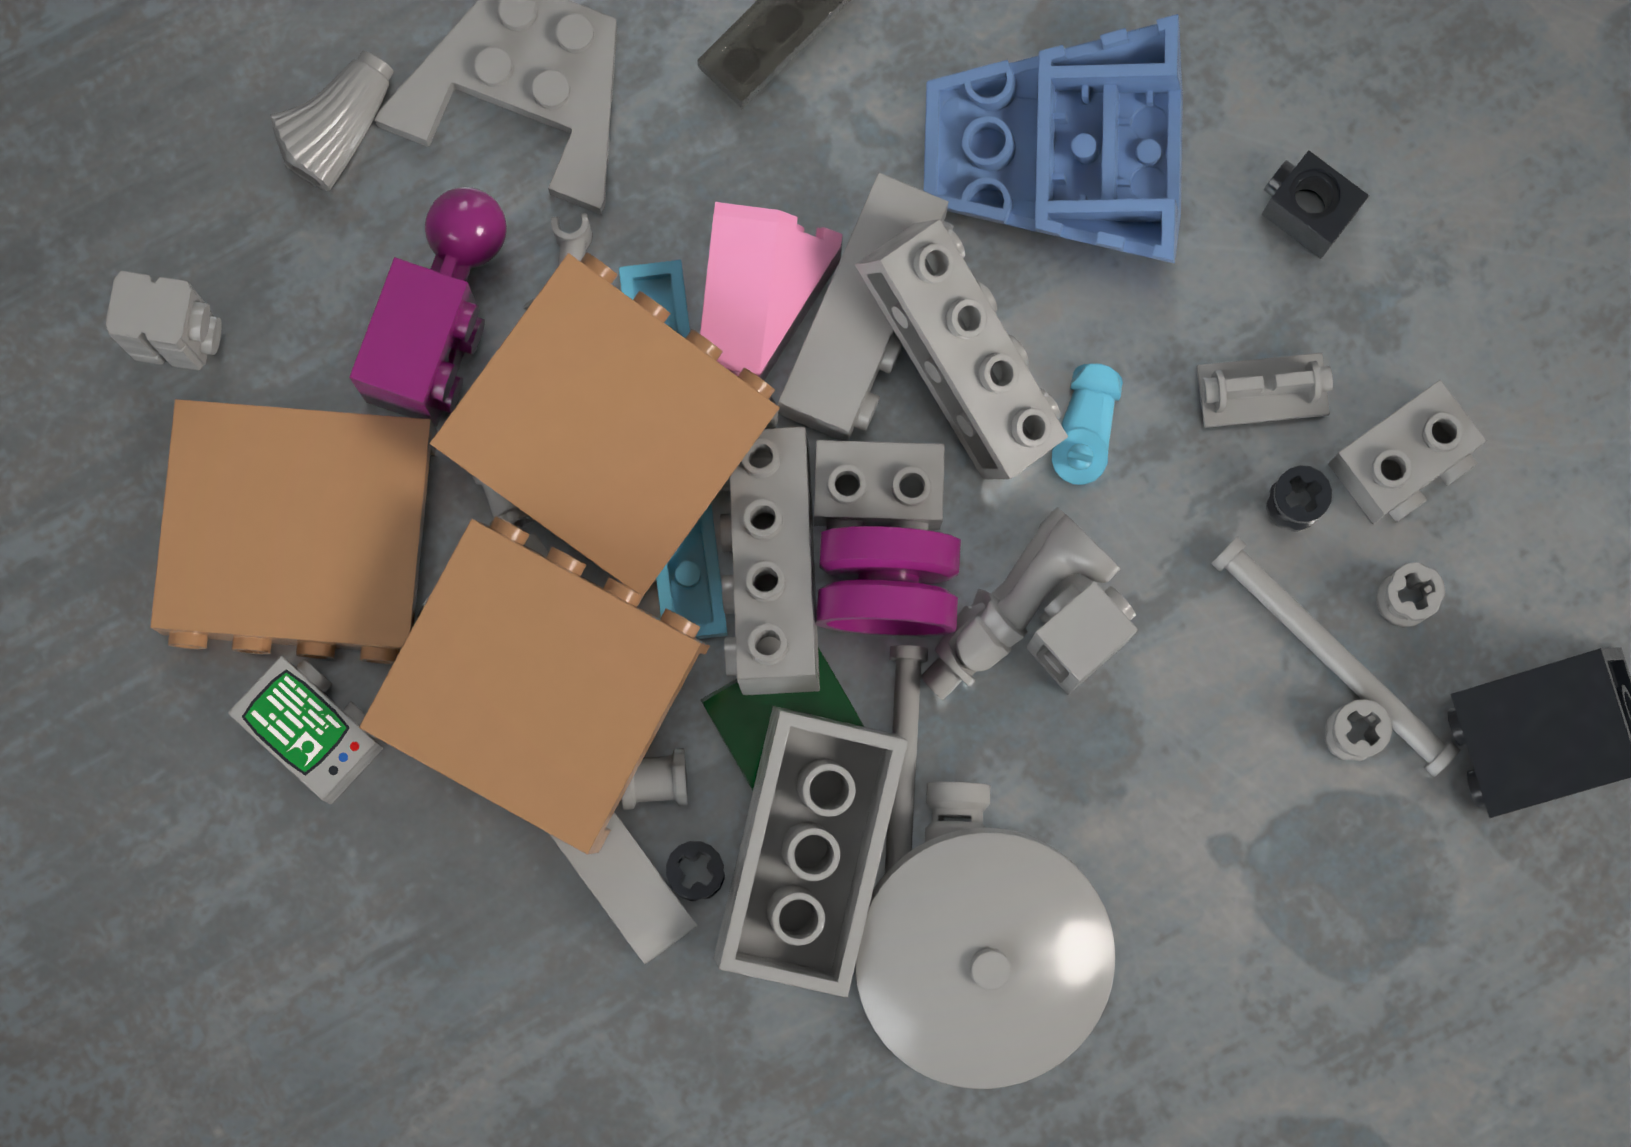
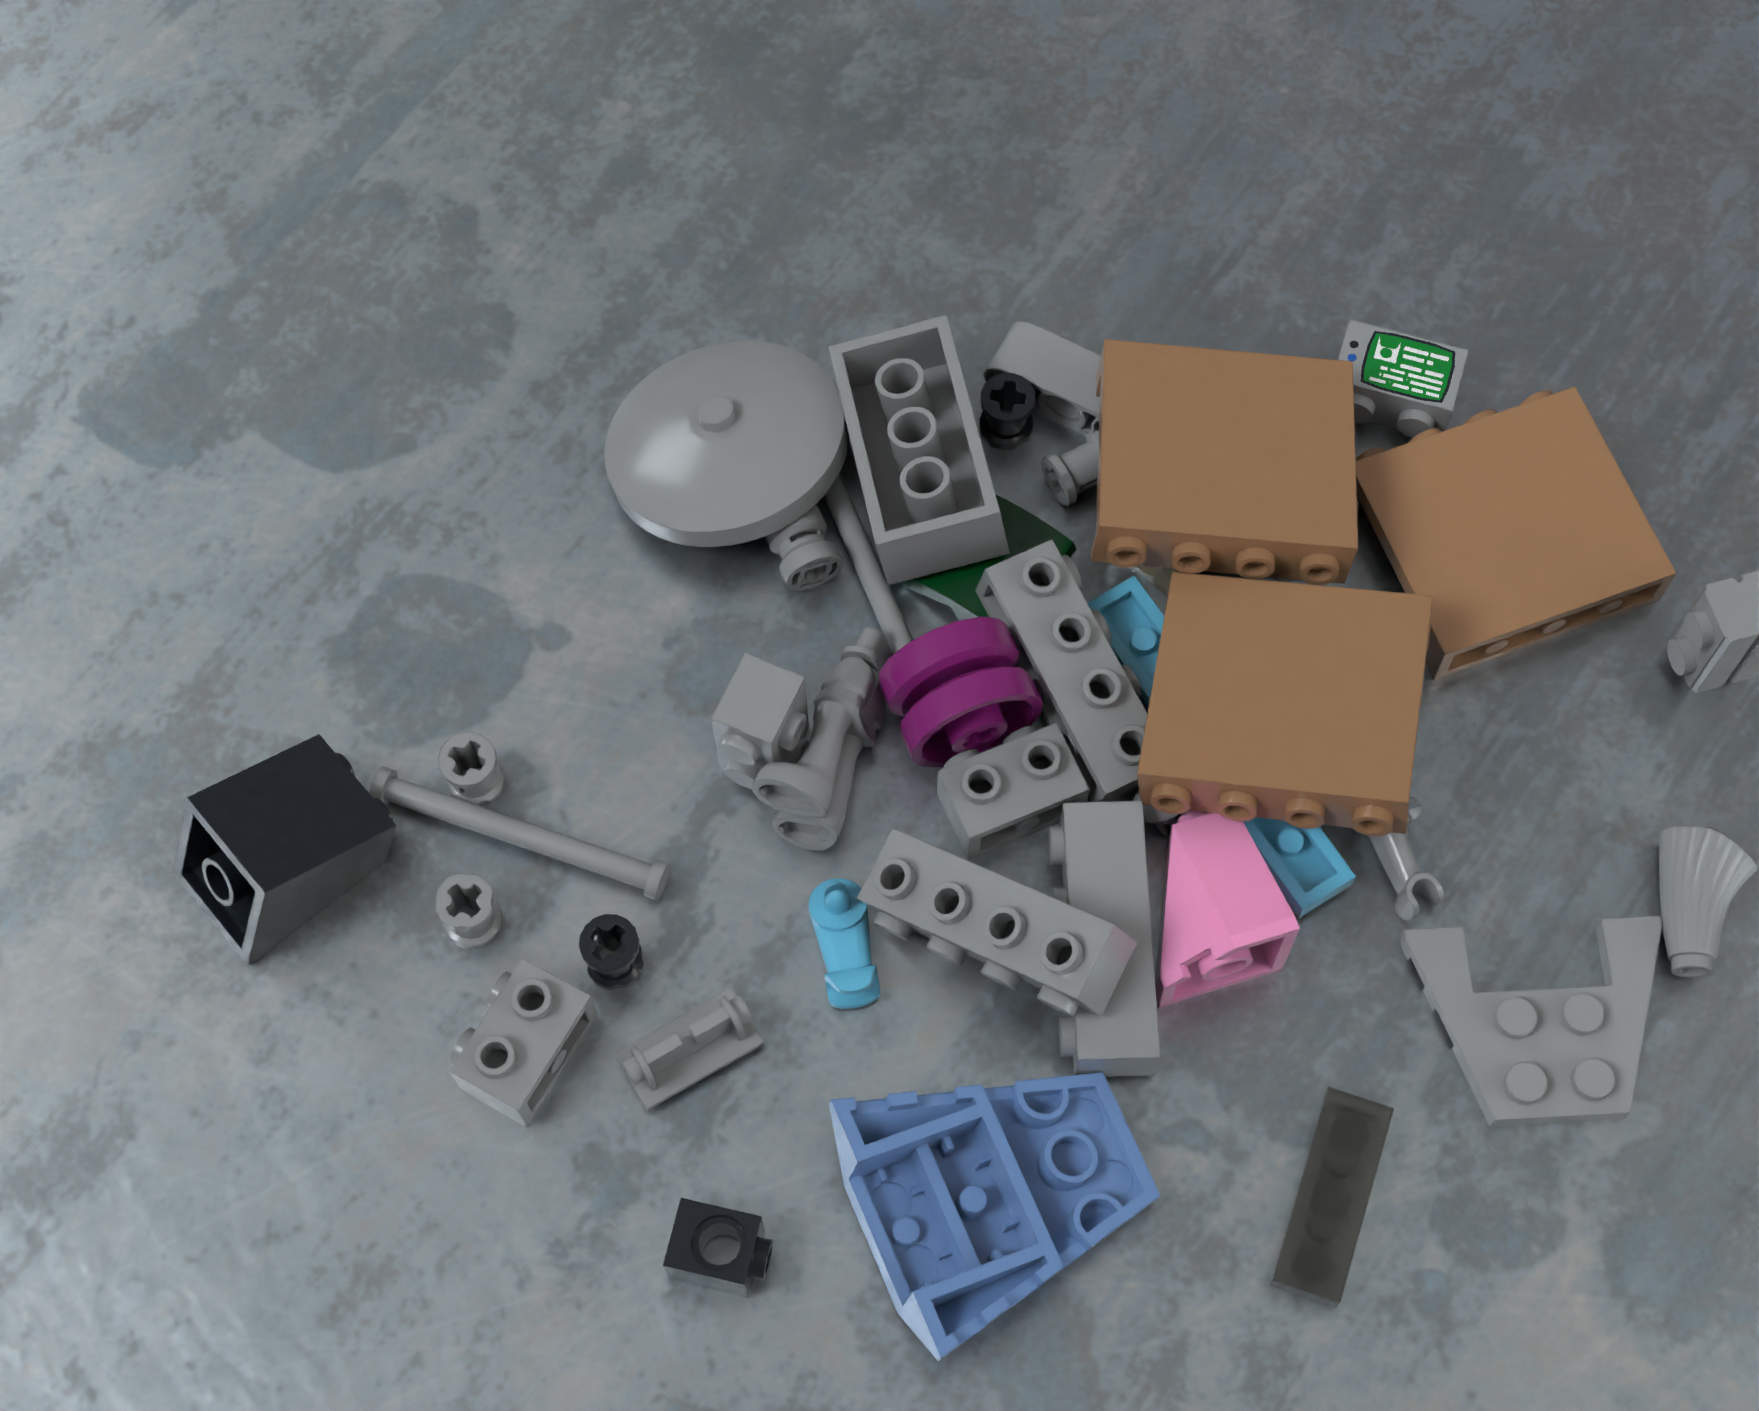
camera: 160 degrees right, 15 degrees down
(430, 314) = (1501, 742): magenta brick -> none

